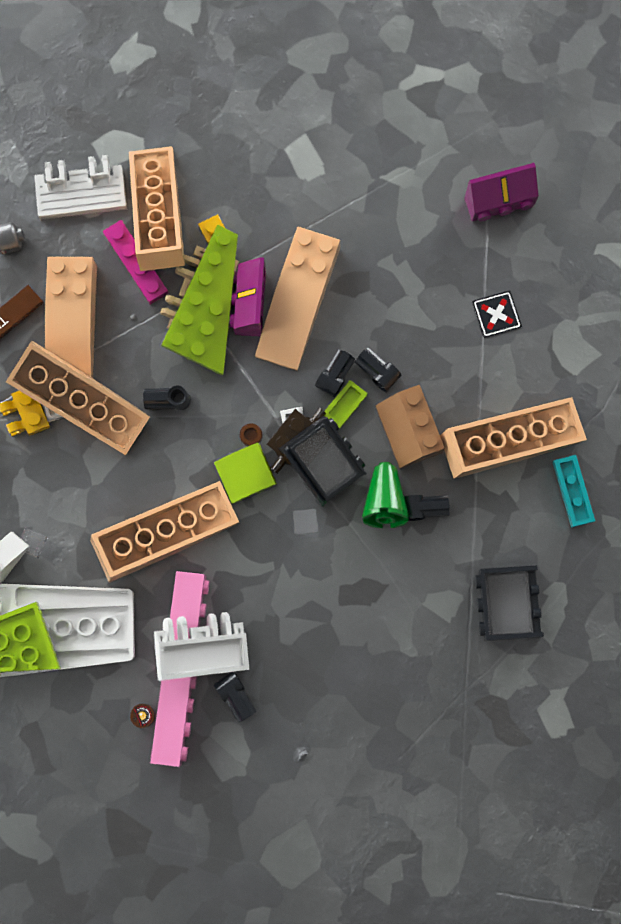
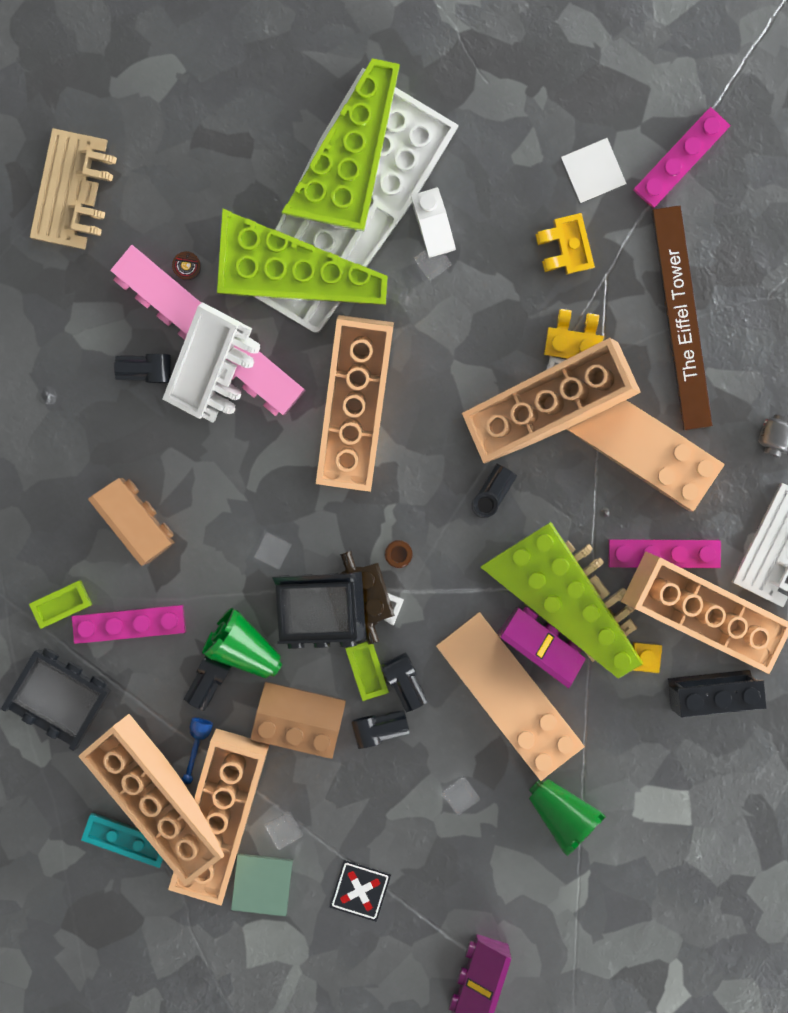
camera: 125 degrees right, 10 degrees up
(99, 646) = (276, 265): none -> lime wing
(140, 841) = (67, 189): none -> tan hinge
(206, 166) = (716, 693): none -> black window
(245, 473) = (361, 522): lime slope -> none
(347, 630) = (132, 520): none -> slope
(352, 211) = (564, 814): none -> green cone
(387, 289) = (461, 795): none -> clear tile
(424, 588) = (128, 624): none -> dark pink plate
(442, 646) = (60, 604): none -> lime tile
(463, 490) = (200, 730): none -> blue hinge
(491, 389) = (283, 830): none -> clear tile
(530, 487) = (153, 798): none -> light nougat slope
(538, 379) = (262, 884): none -> sand green tile

